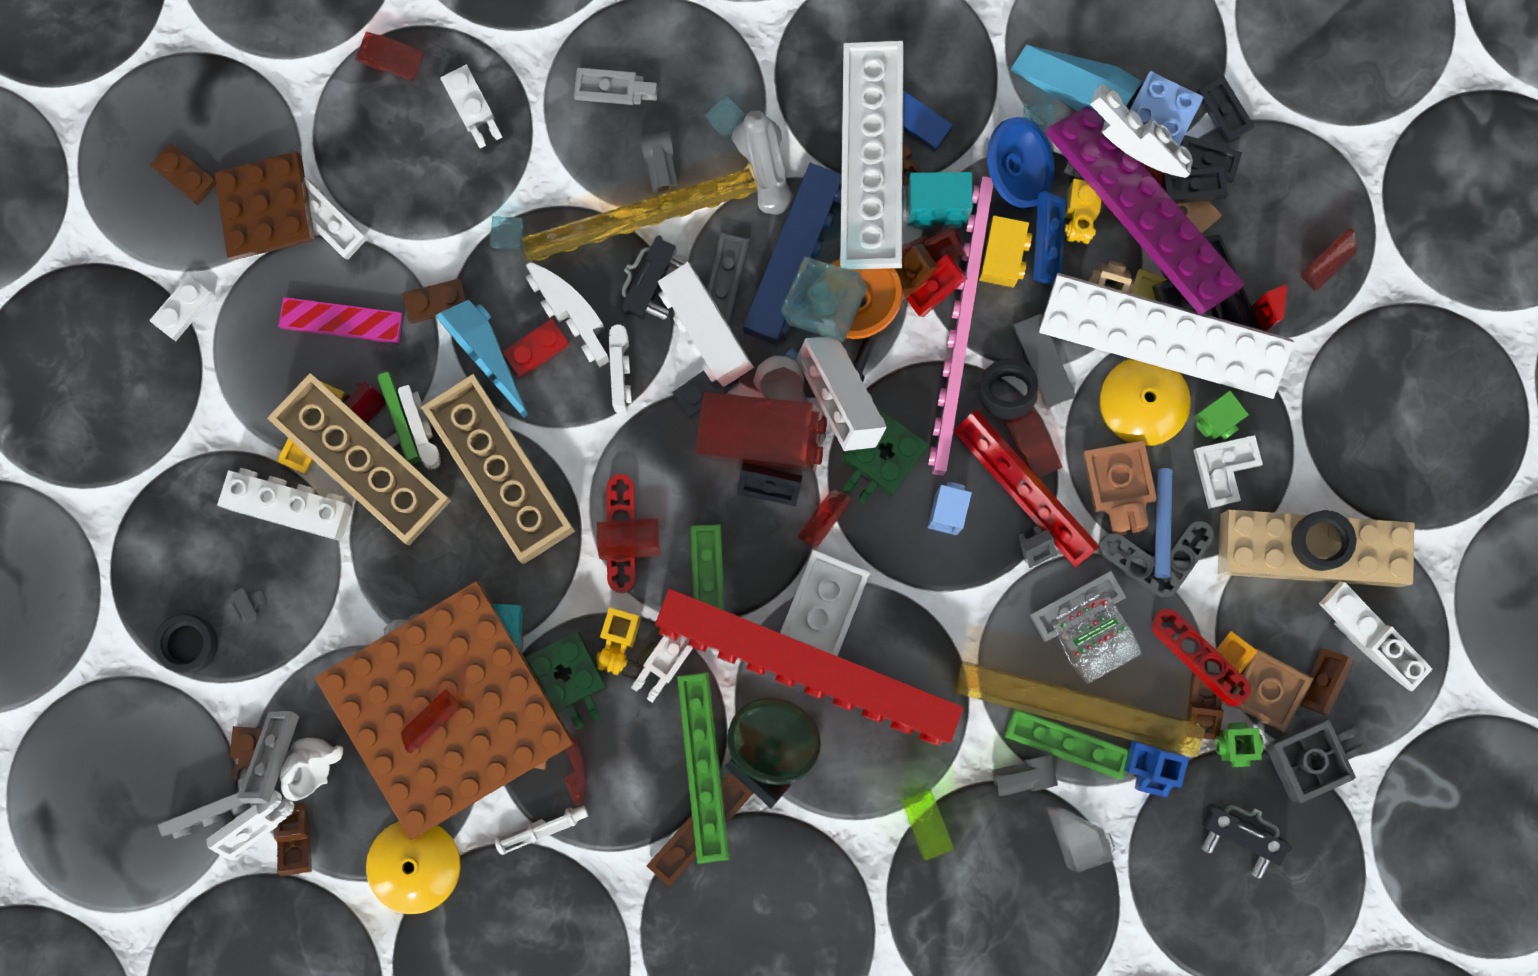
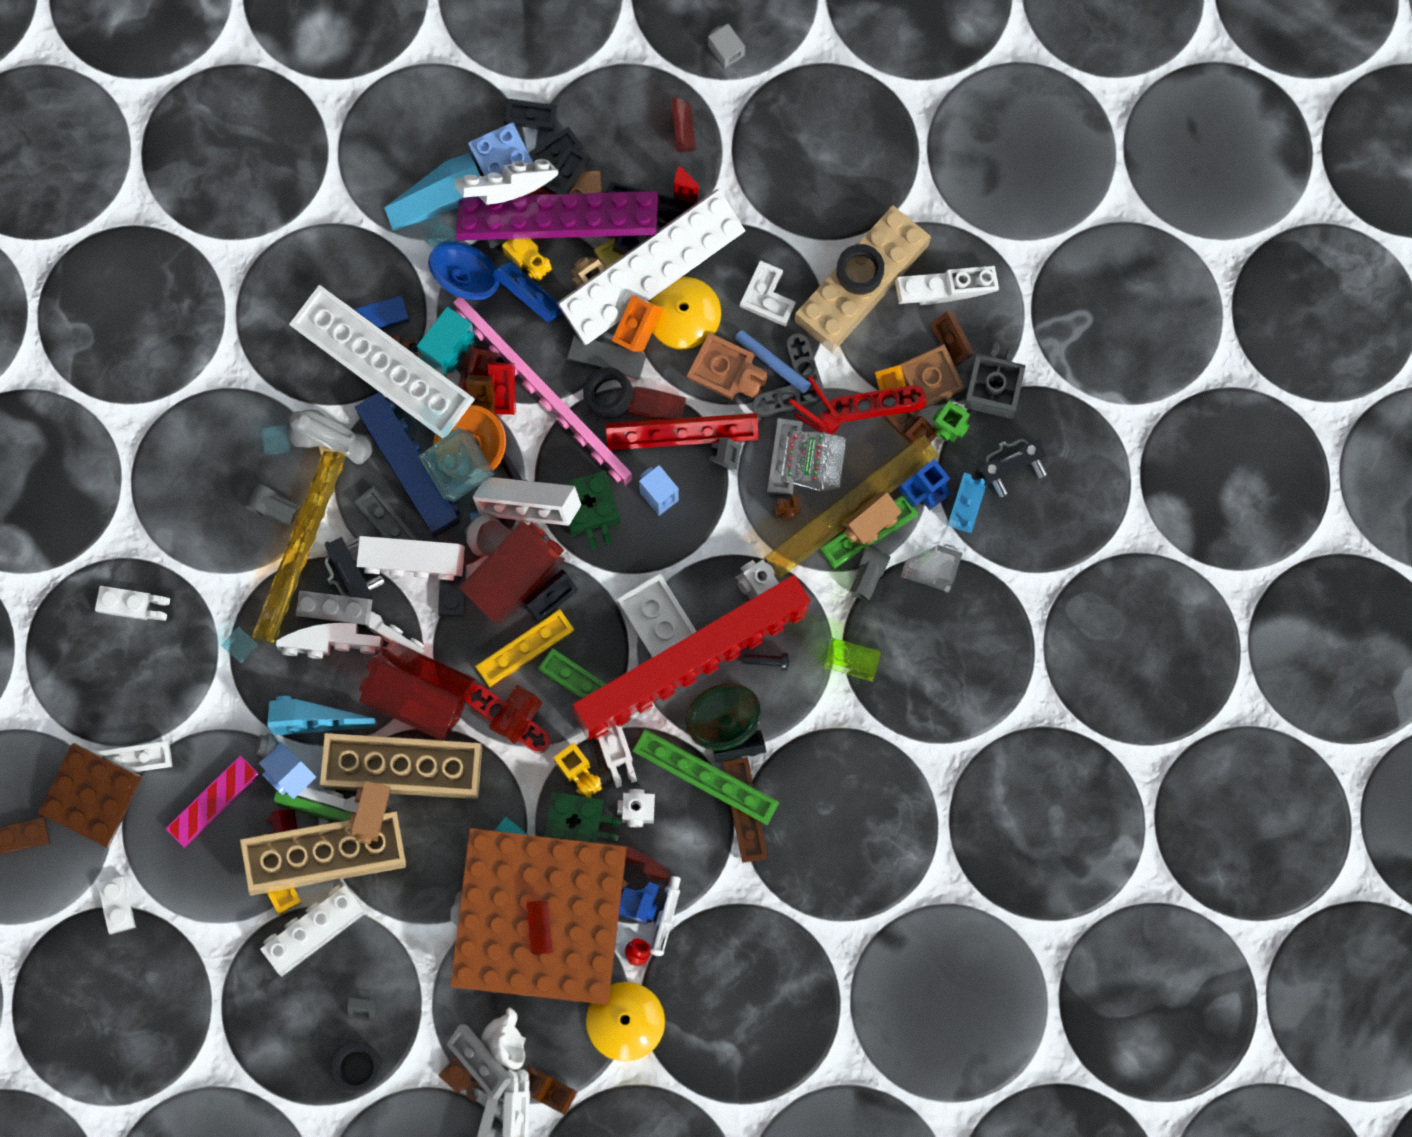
camera: 55 degrees left, 5 degrees down
(389, 55) = (50, 633): clear red slope -> none
(413, 366) = (286, 771): none -> light blue brick
(425, 474) = (370, 812): none -> medium nougat brick
(428, 332) = (265, 745): none -> light grey plate
(431, 300) = (248, 727): reddish brown plate -> none
(486, 828) = (637, 952): none -> red plate
(531, 795) = (639, 904): none -> blue brick
(536, 348) = (336, 682): red plate -> none
(578, 427) = (416, 689): none -> clear red brick
(603, 291) = (334, 607): none -> light grey plate
(612, 87) = (195, 499): light grey hinge -> none
(633, 731) = (637, 798): none -> white brick
(701, 498) = (524, 648): none -> yellow tile
(824, 518) = (601, 577): clear red slope -> none
(864, 740) = (781, 661): none -> black piece
(934, 671) = (756, 578): none -> white brick
(1004, 252) = (514, 326): yellow brick -> none
(1027, 647) = (787, 508): none -> reddish brown plate
(1080, 739) = (871, 518): none -> medium nougat brick
(1097, 365) = (637, 324): none -> orange panel
(1141, 621) = (825, 422): none -> red plant
(1169, 820) = (967, 503): none -> dark azure hinge
(1221, 417) = (732, 273): bright green brick -> none
(1444, 240) = (726, 45): none -> light grey brick

